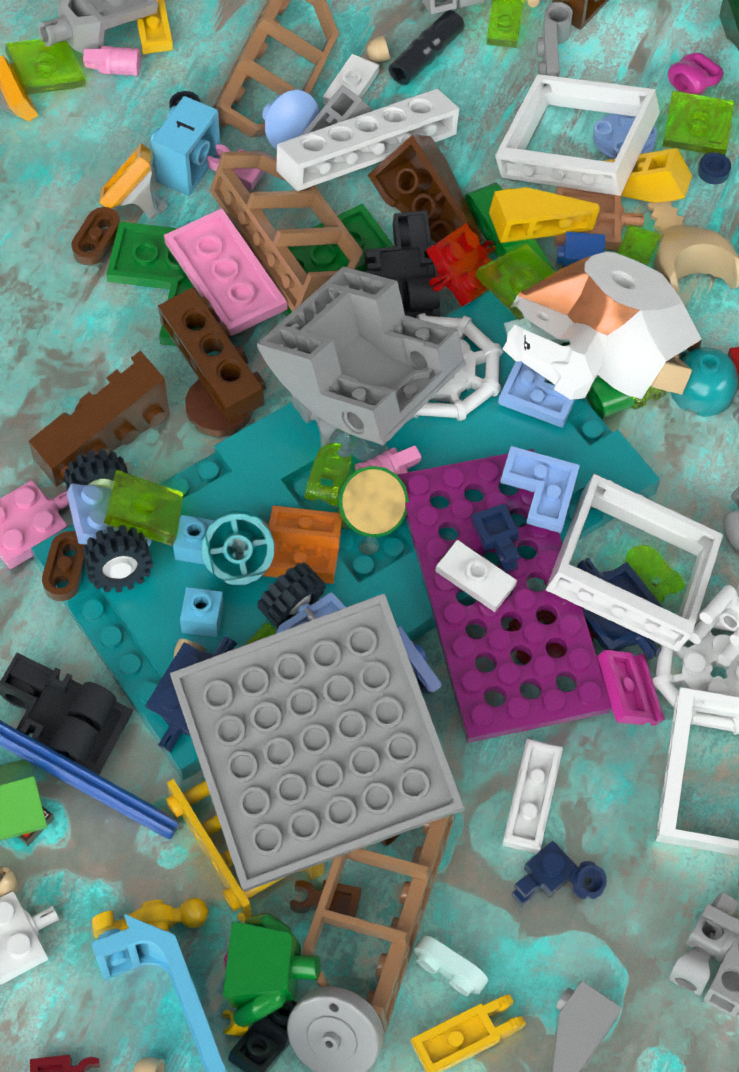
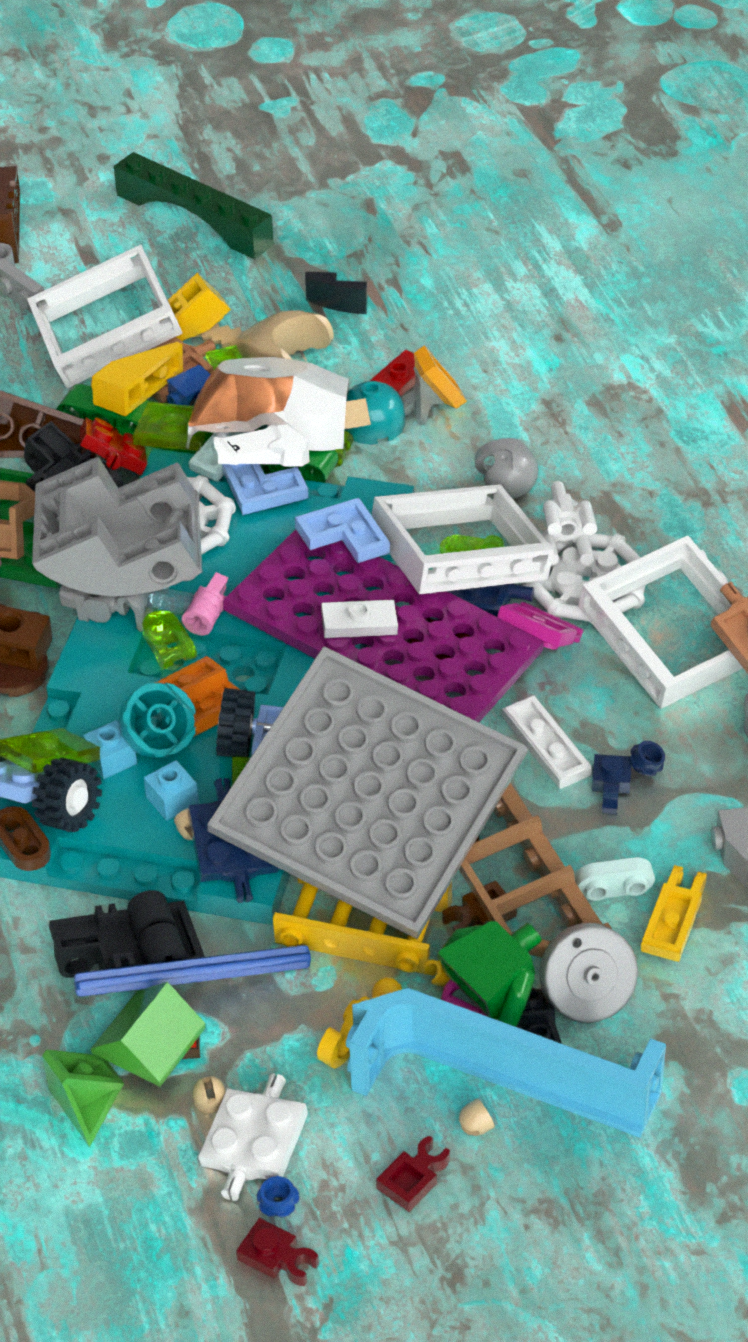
camera: 40 degrees left, 15 degrees down
(372, 501) = (224, 628): pearl gold tile -> none
(498, 531) = (346, 577): dark blue plate -> none
(612, 132) = (130, 303): light blue dish -> none
(692, 72) = (147, 234): dark pink piece -> none
(698, 123) = (181, 260): clear neon green plate -> none
(714, 168) = (226, 284): dark blue tile -> none

